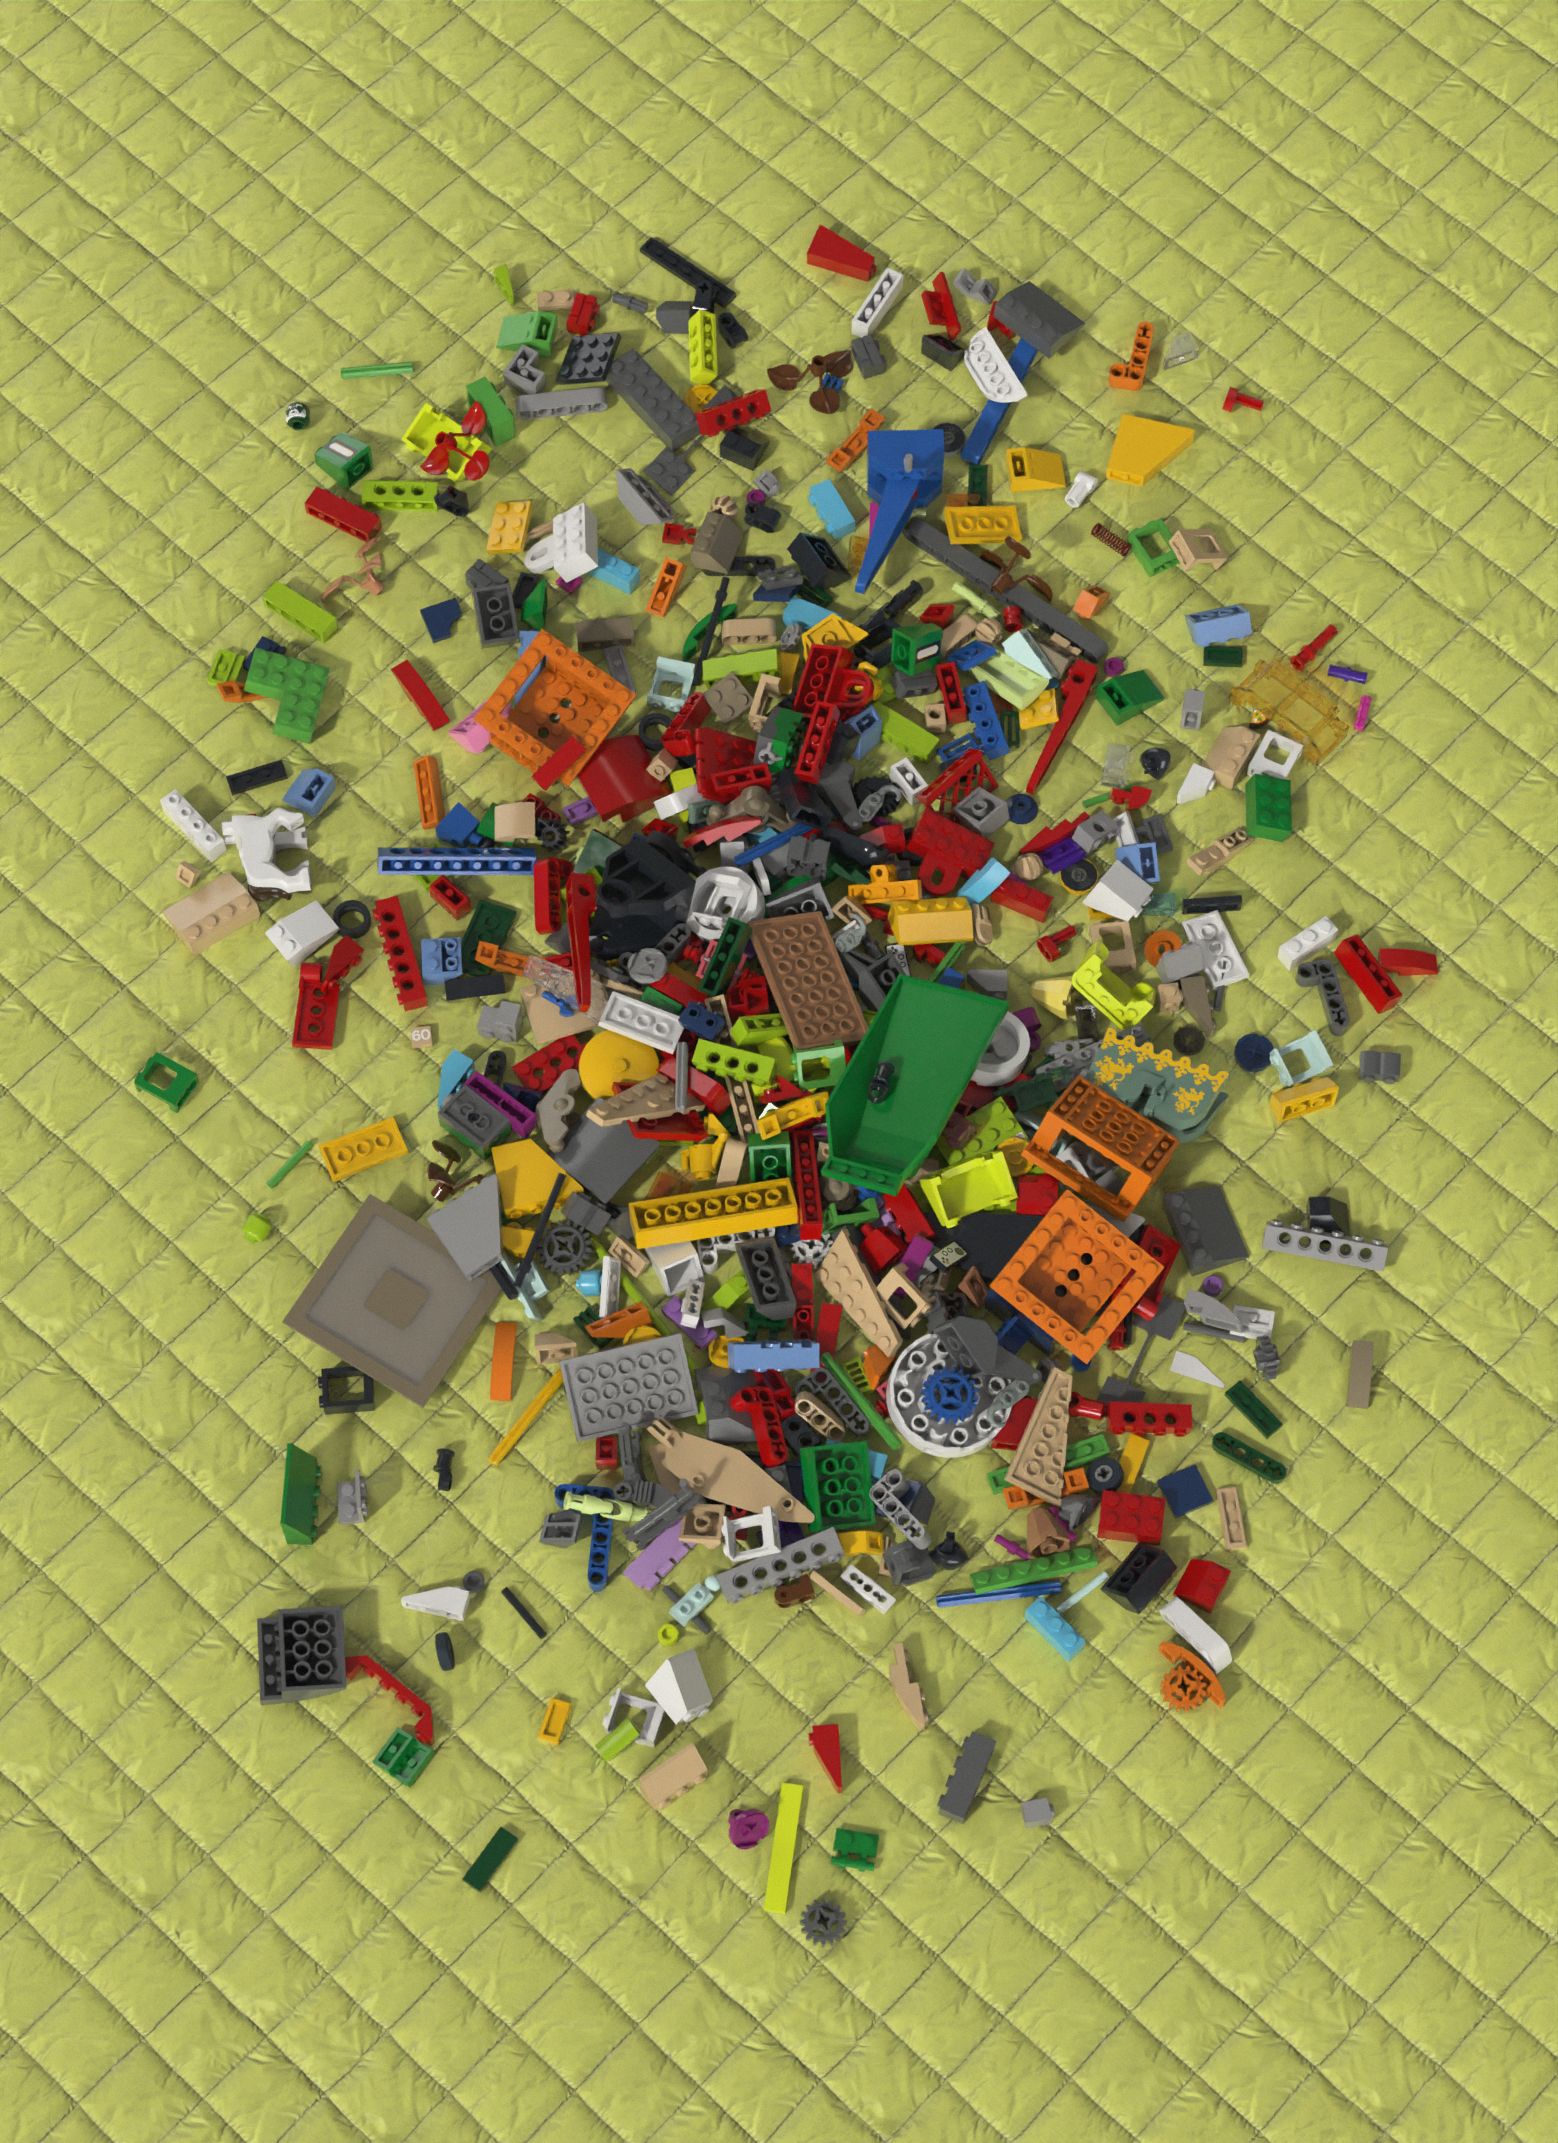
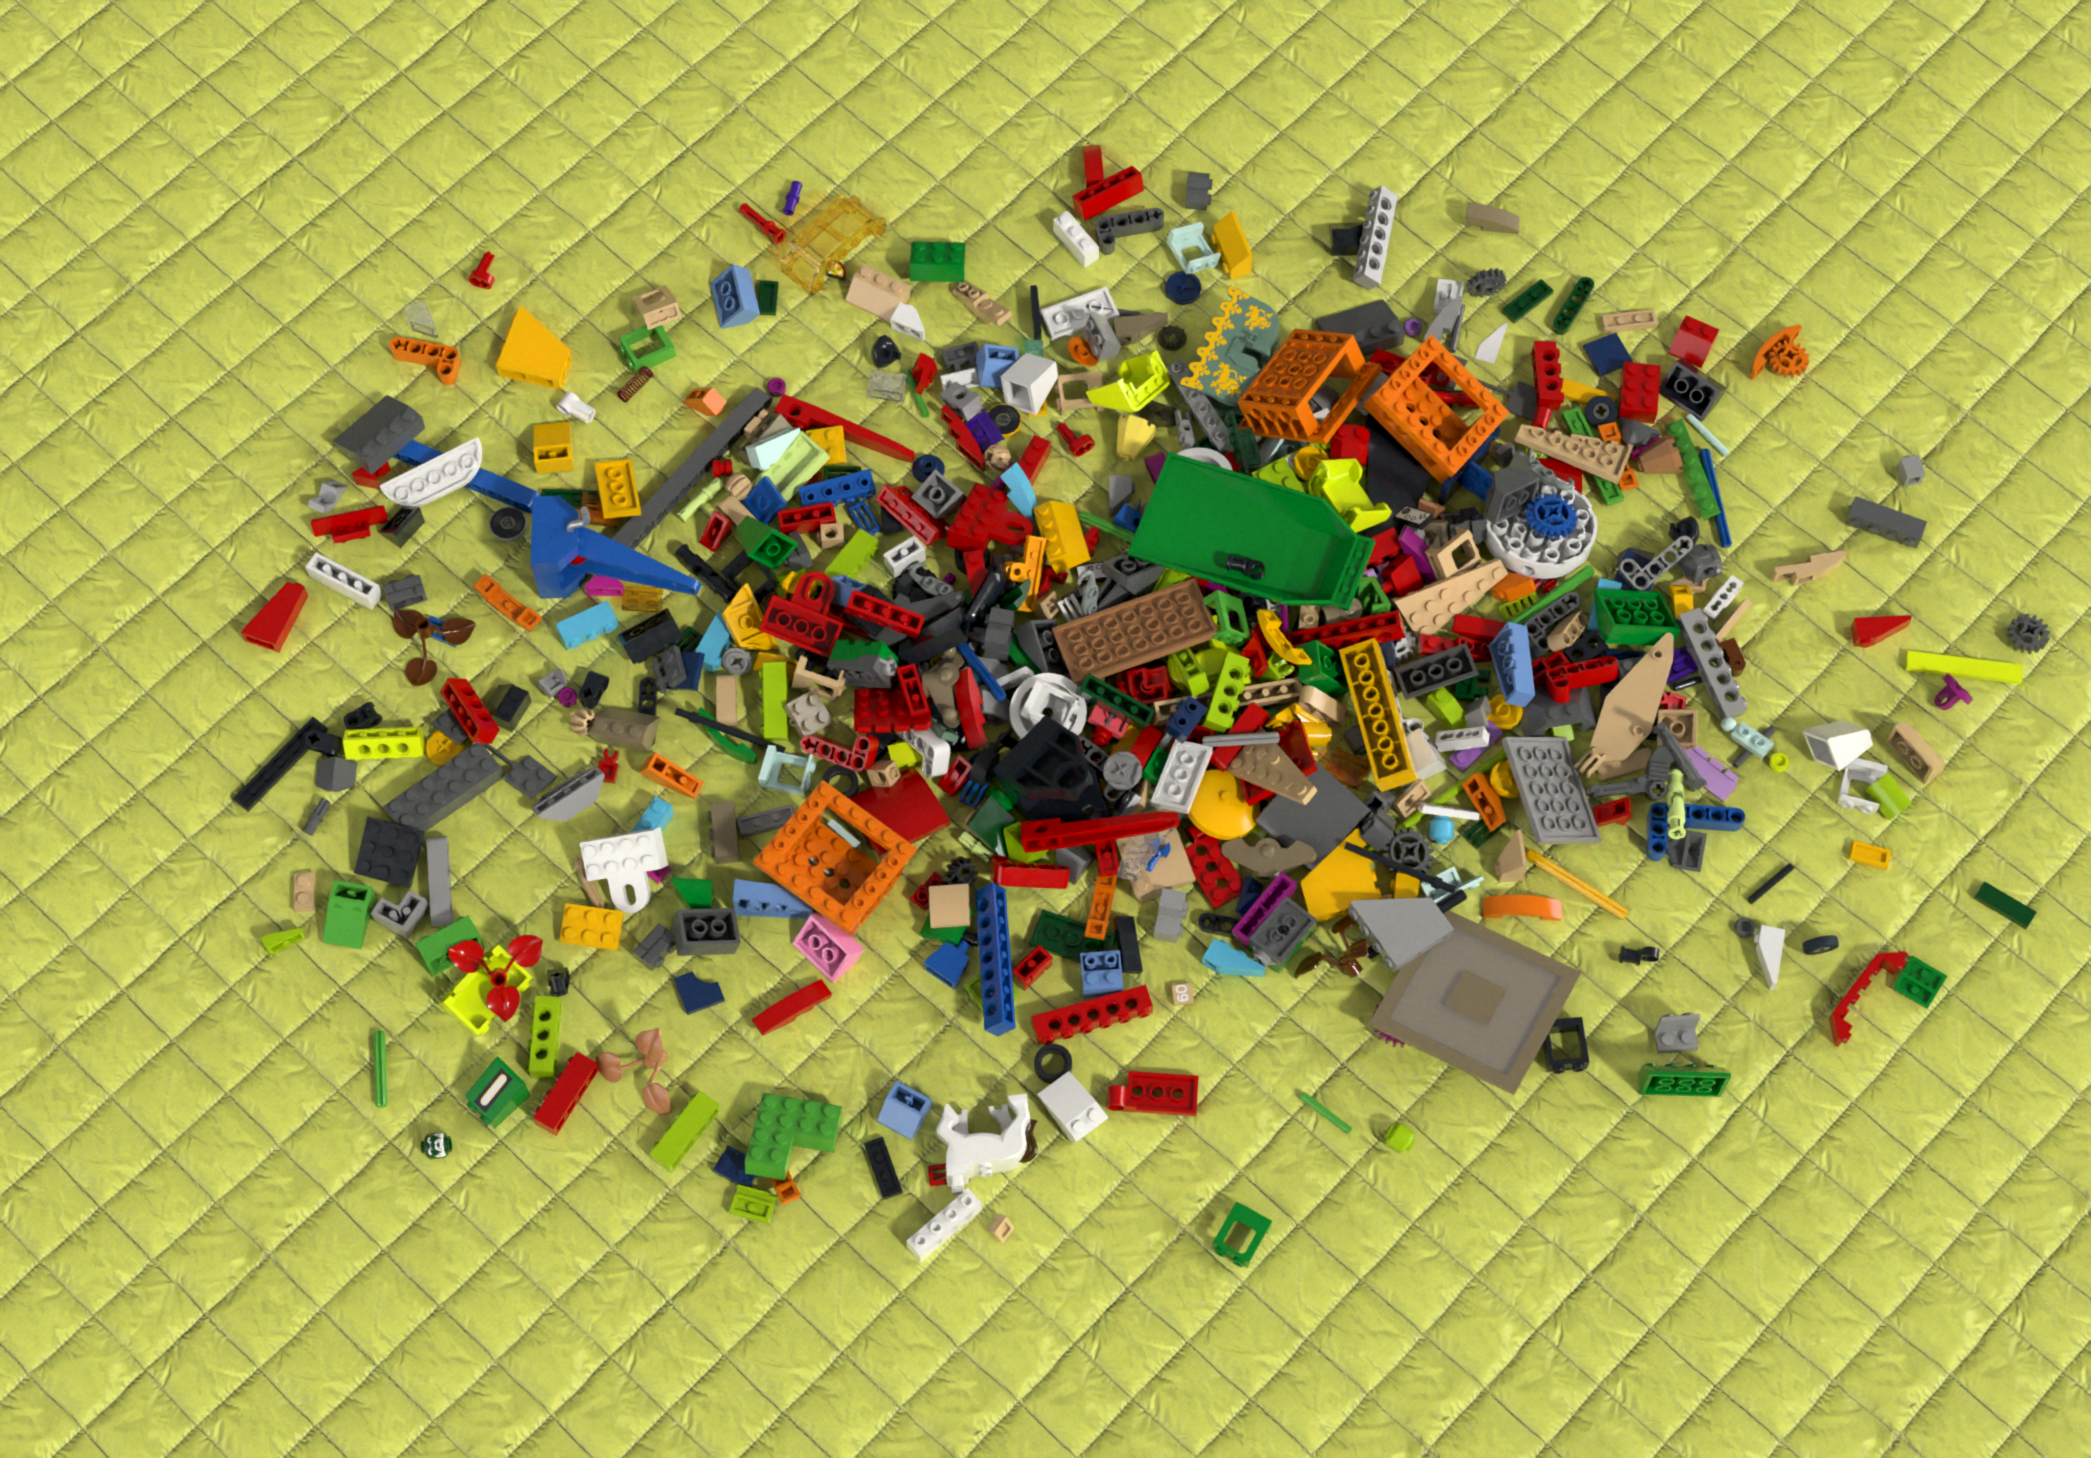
camera: 90 degrees left, 0 degrees up
(212, 913) = (1044, 1203): tan slope -> none
(301, 1654) = (1838, 1071): dark grey slope -> none
(342, 958) = (1106, 1069): red slope -> none
(363, 1149) = (1309, 1042): yellow plate -> none
(429, 791) = (904, 997): orange slope -> none
(523, 588) = (661, 911): black tile -> none
(558, 763) = (899, 852): red tile -> none
(579, 811) = (929, 852): medium lavender plate -> none
(582, 314) = (328, 862): red brick -> none
(770, 1531) = (1685, 667): white window -> none
(857, 1844) = (1952, 611): green plate -> none
(981, 924) = (1059, 496): tan arm -> none
(1004, 579) = (686, 466): reddish brown plant -> none
(1013, 1547) = (1671, 486): magenta bar -> none
(1054, 1629) = (1746, 452): medium azure brick -> none
(1127, 695) = (813, 373): green slope -> none
(1169, 997) = (1132, 346): tan brick -> none
(1192, 709) = (832, 317): light grey brick -> none
(1198, 1634) = (1754, 333): white beam -> none
(1266, 767) = (895, 263): white window -> none
(1362, 713) = (833, 188): dark pink axle -> none

